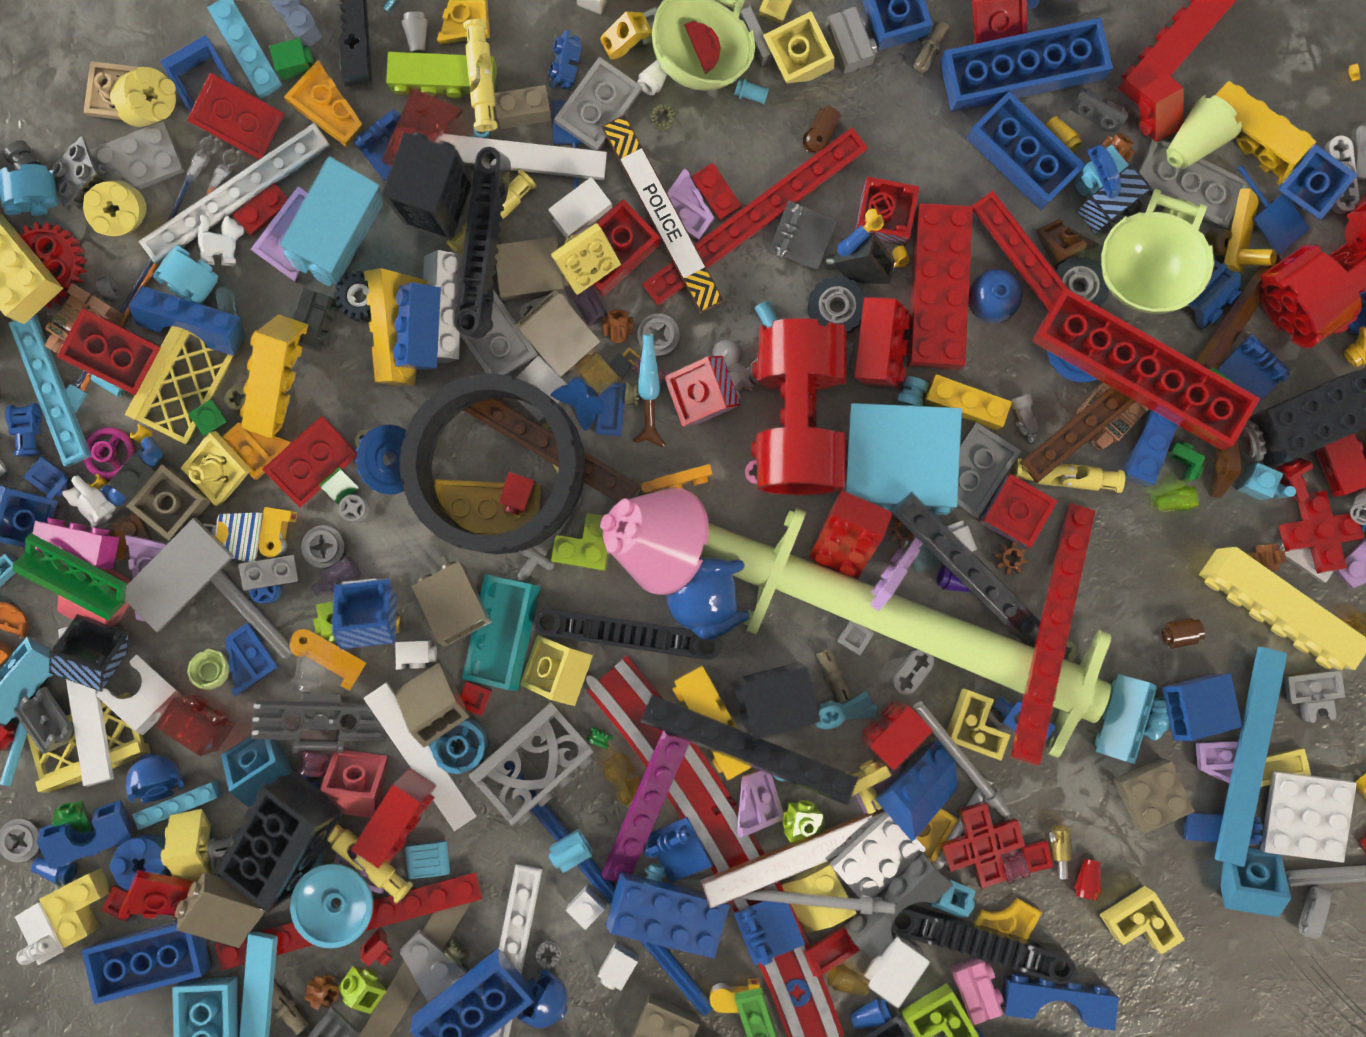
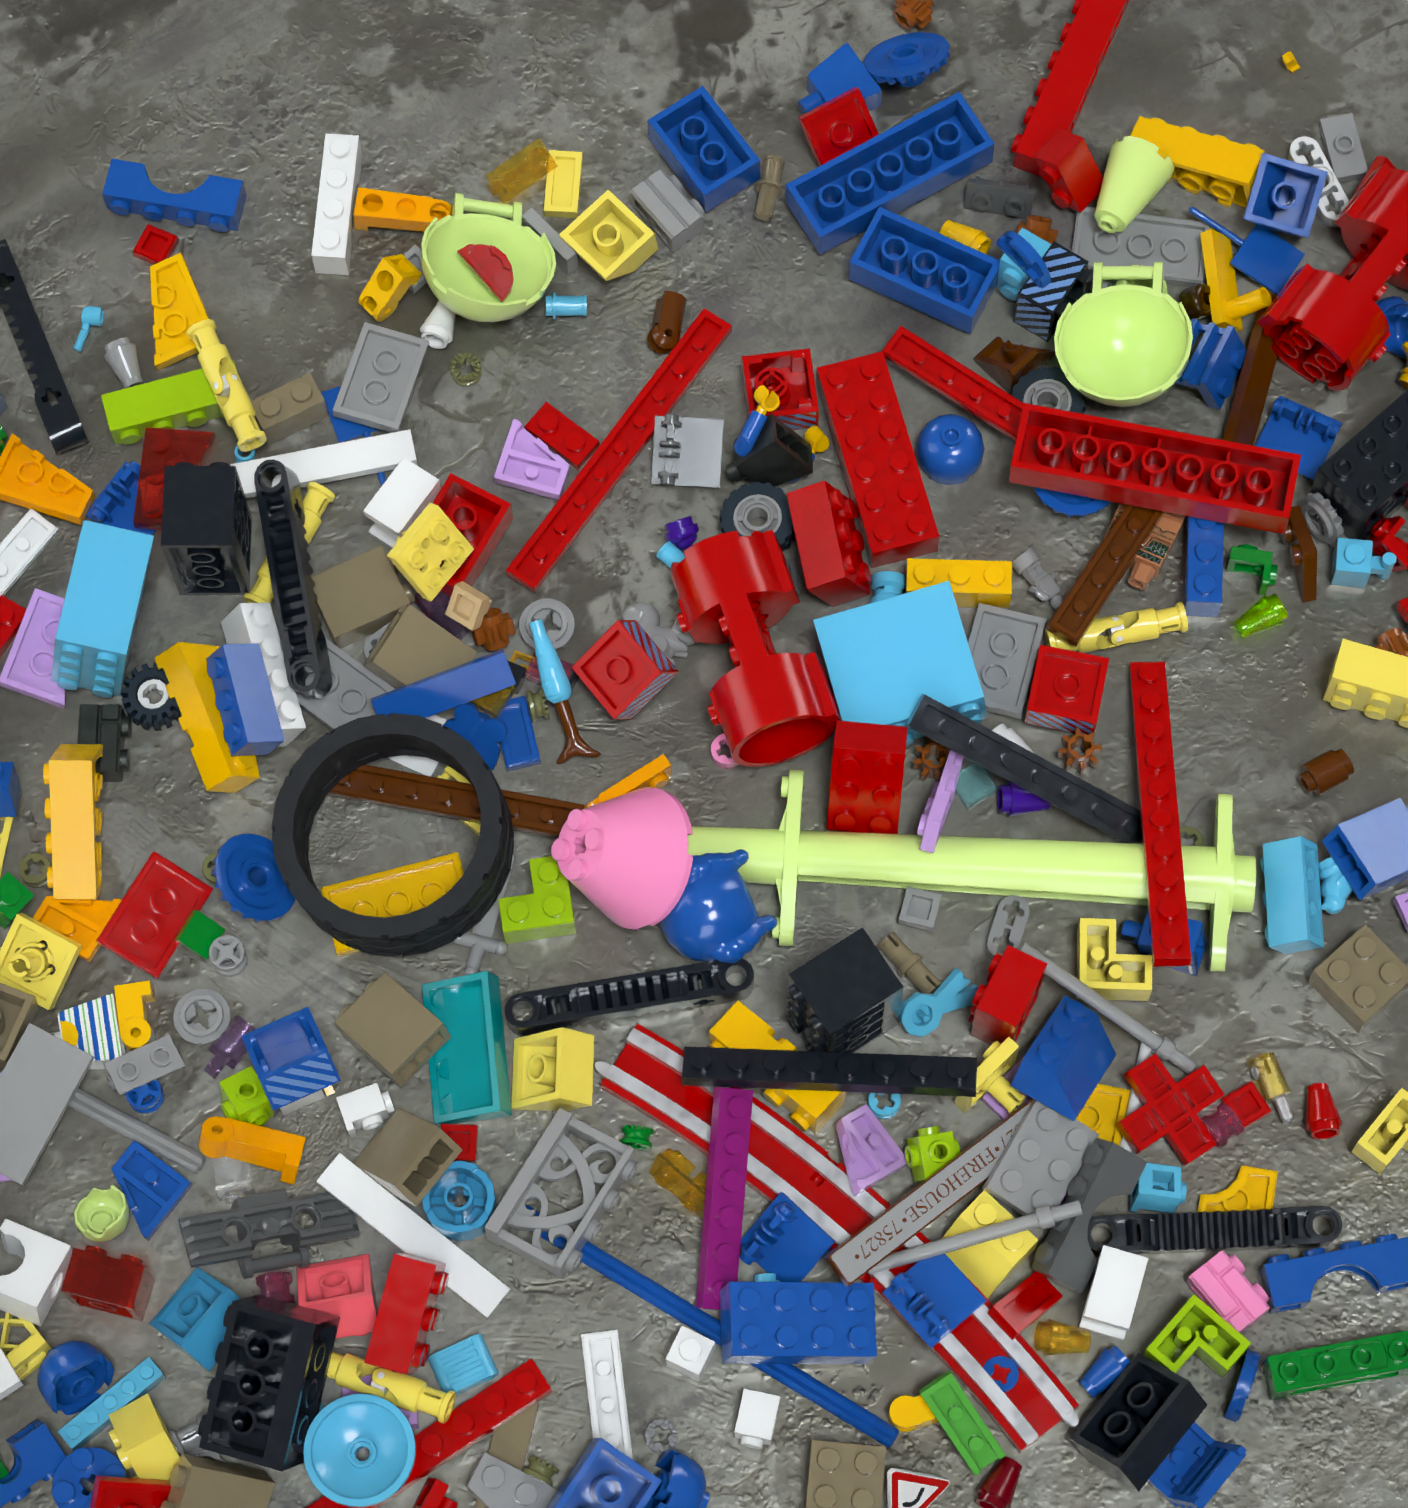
camera: 20 degrees left, 15 degrees down
(517, 493) = (432, 866): red brick -> none
(565, 365) = (448, 688): none -> blue tile
(566, 50) = (320, 327): blue hinge -> none
(570, 851) = (646, 1283): medium azure brick -> none
(603, 306) = (468, 606): none -> tan tile
(662, 214) = (505, 479): tile -> none
(778, 296) = (682, 532): none -> dark purple plate

